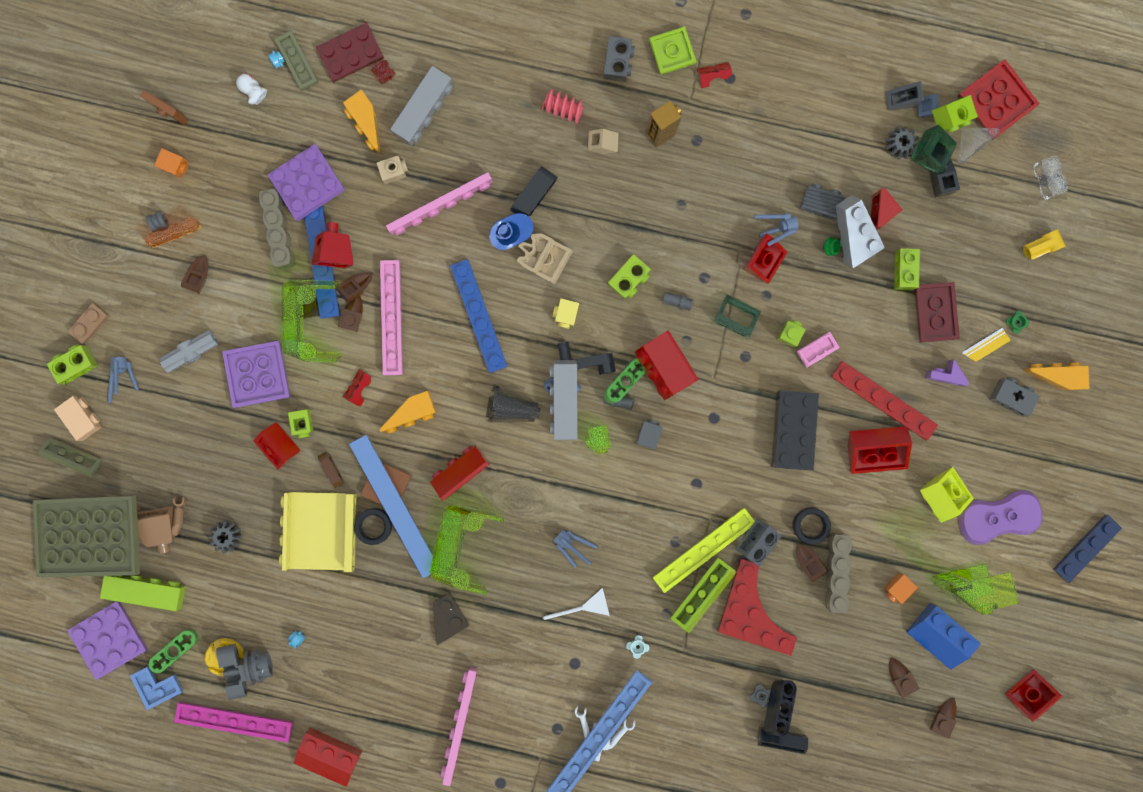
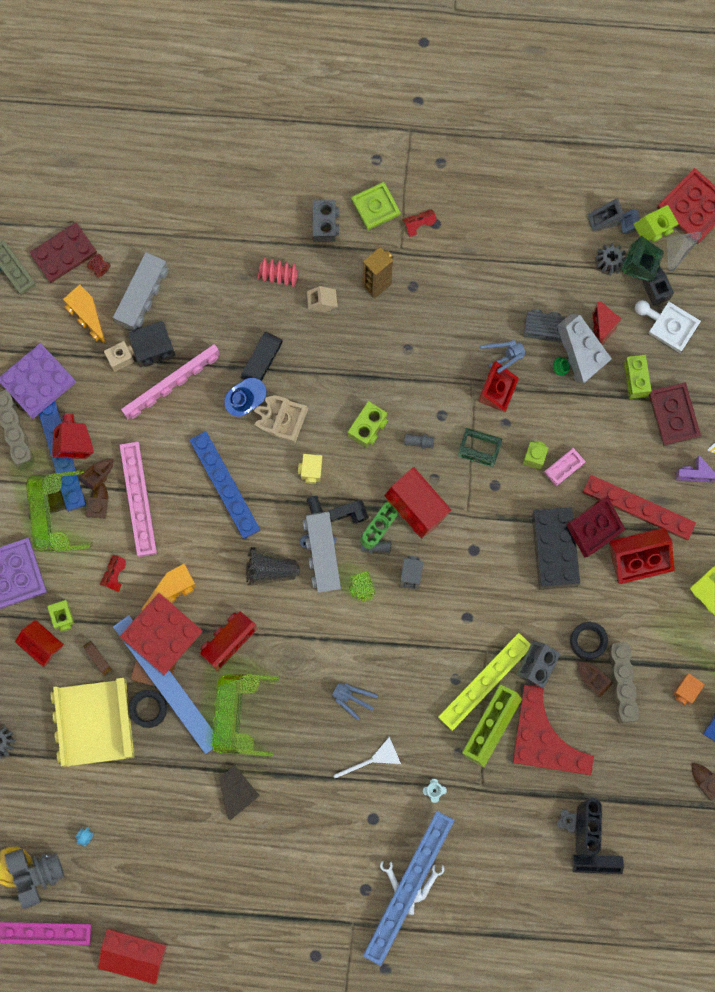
camera: 10 degrees left, 10 degrees down
(395, 458) = (161, 634): none -> red plate
(425, 162) = (151, 344): none -> black bracket
(456, 733) = (263, 908): bright pink plate -> none
(838, 416) = (595, 526): none -> dark red plate
(952, 220) = (671, 326): none -> white plate

